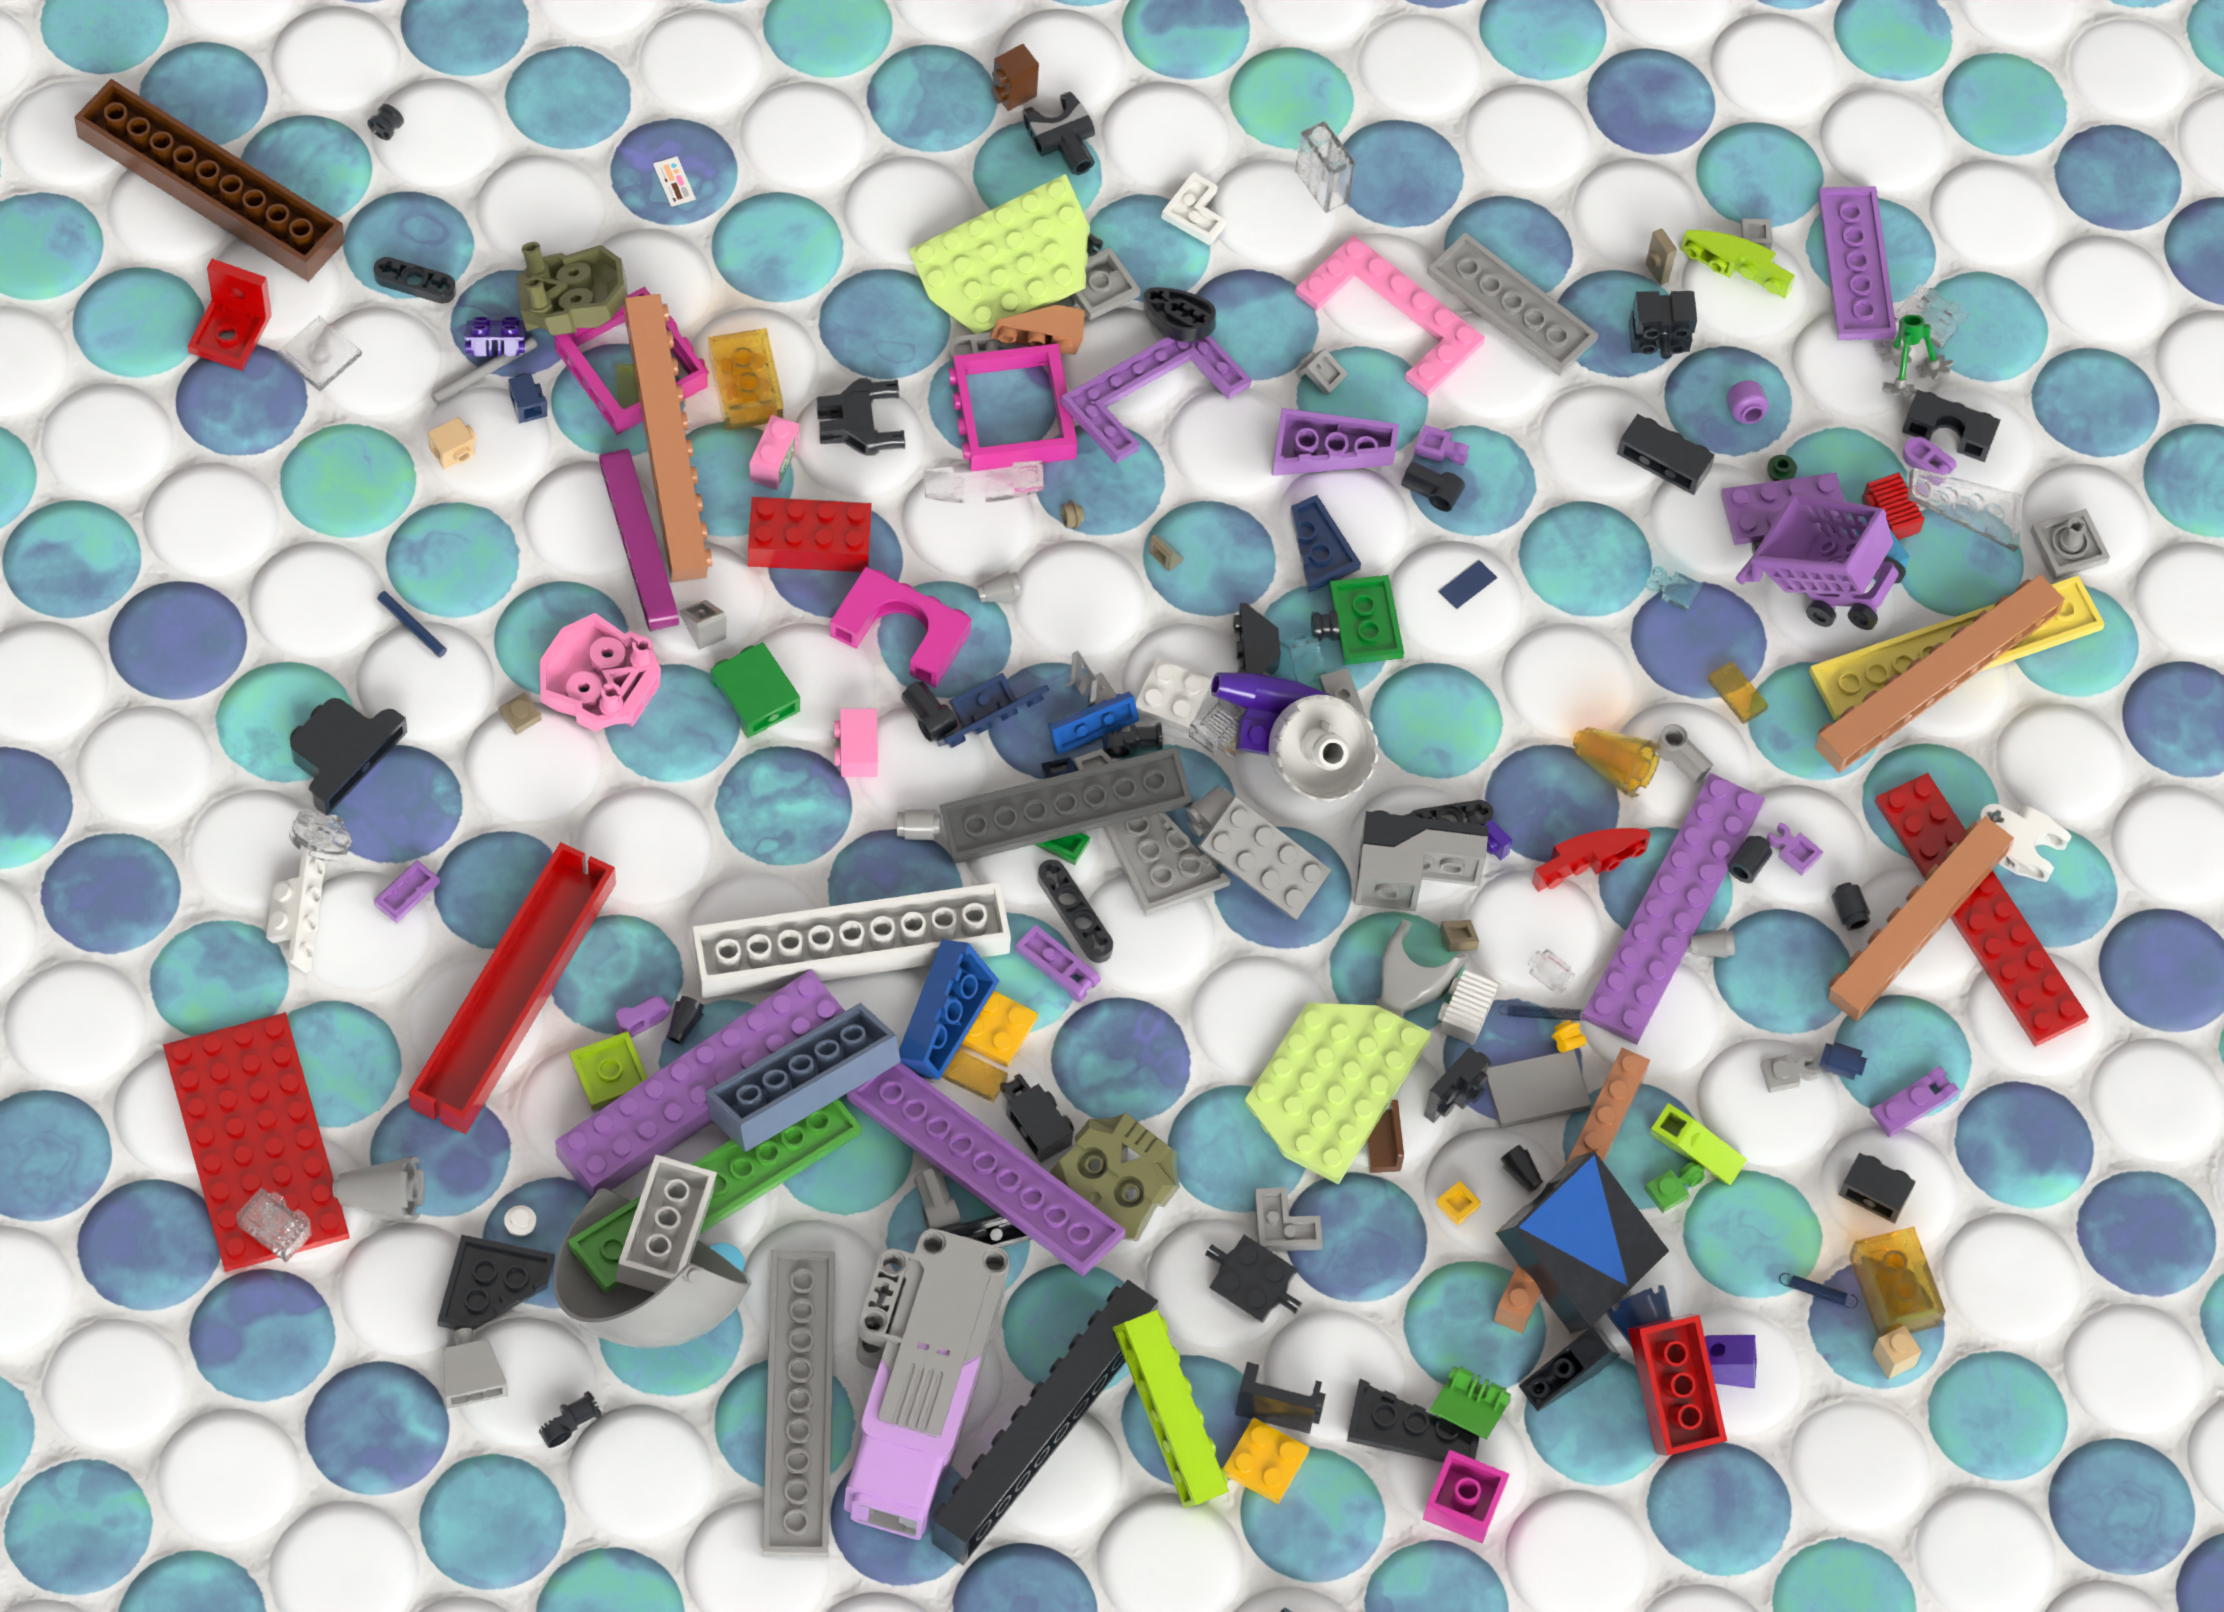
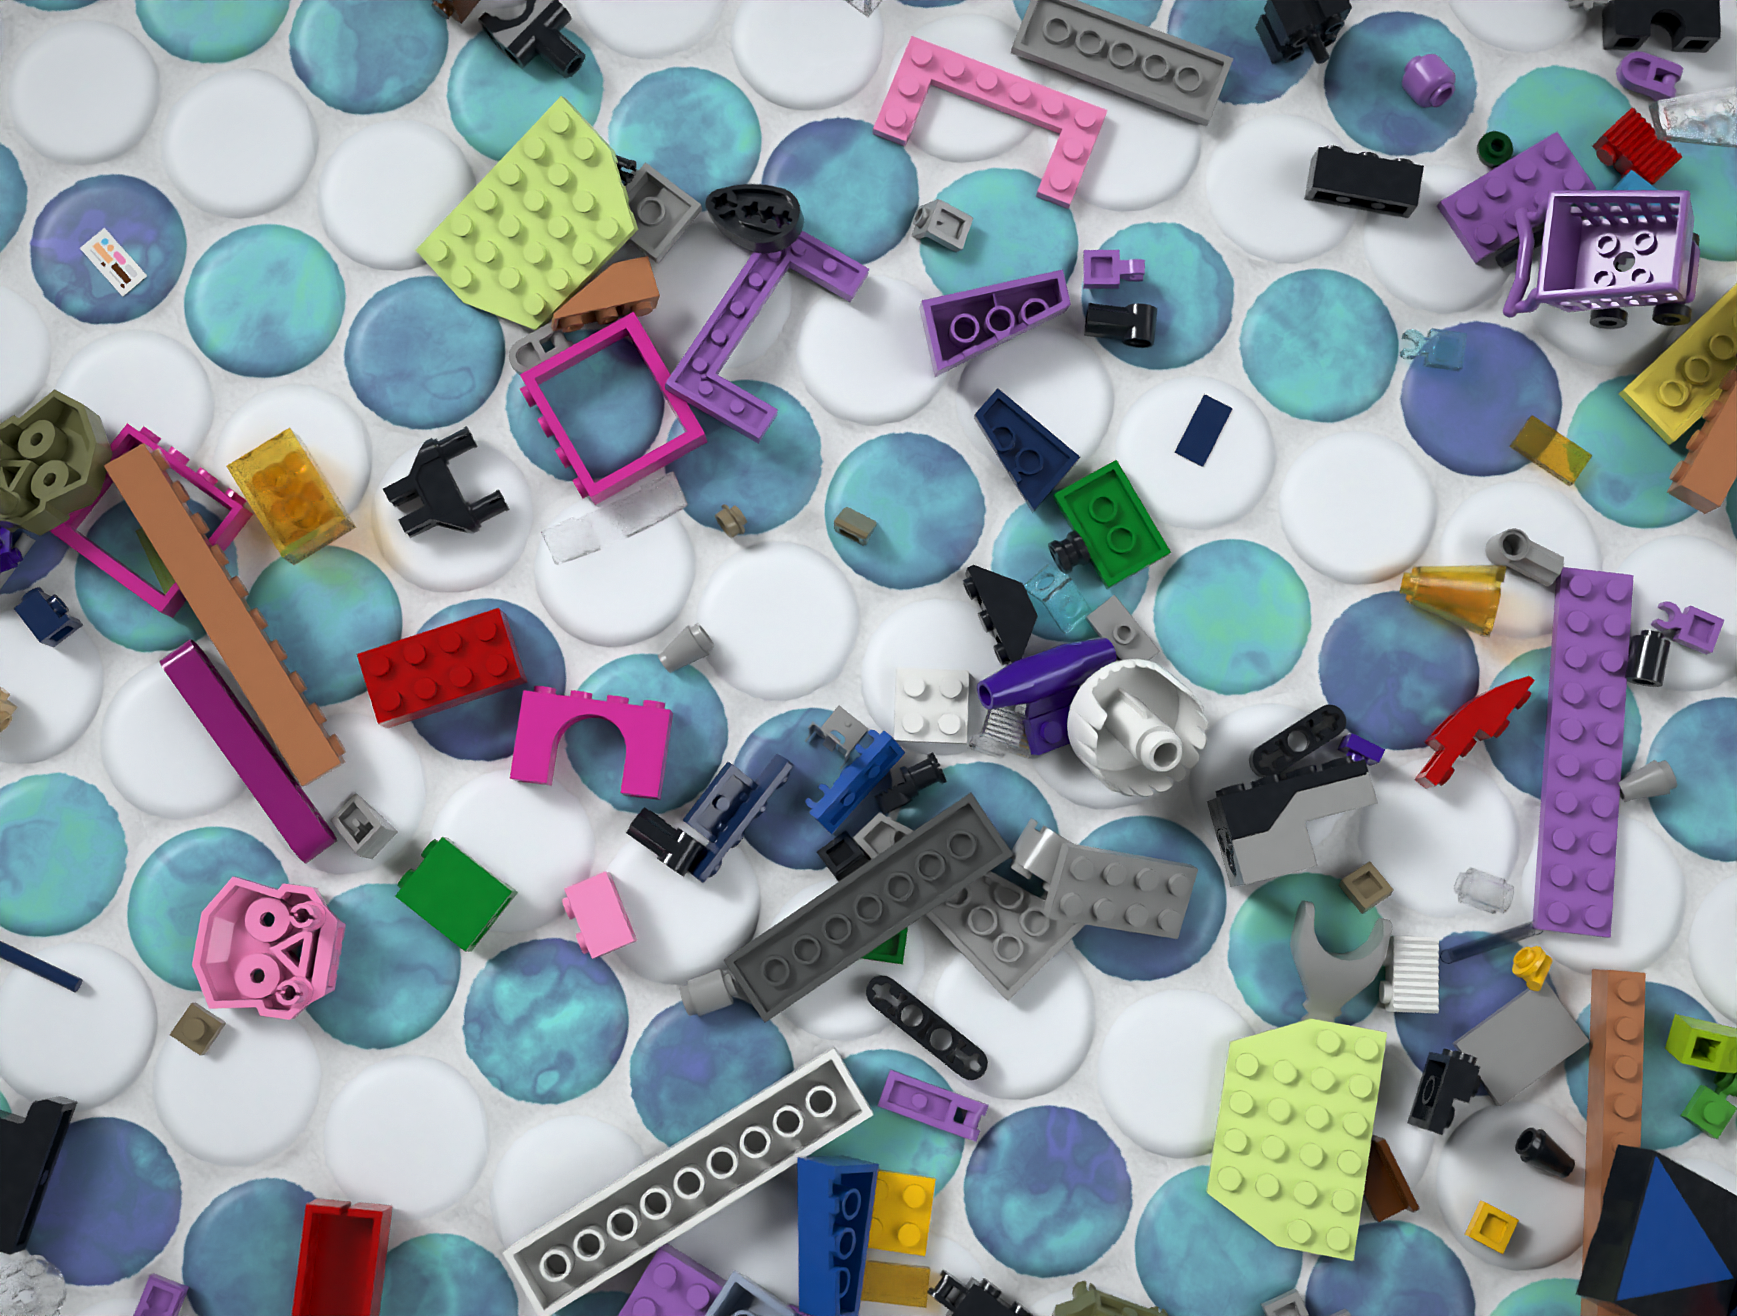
camera: 20 degrees left, 20 degrees up
(774, 452) = (361, 577): bright pink brick -> none
(1189, 212) = (713, 76): white plate -> none

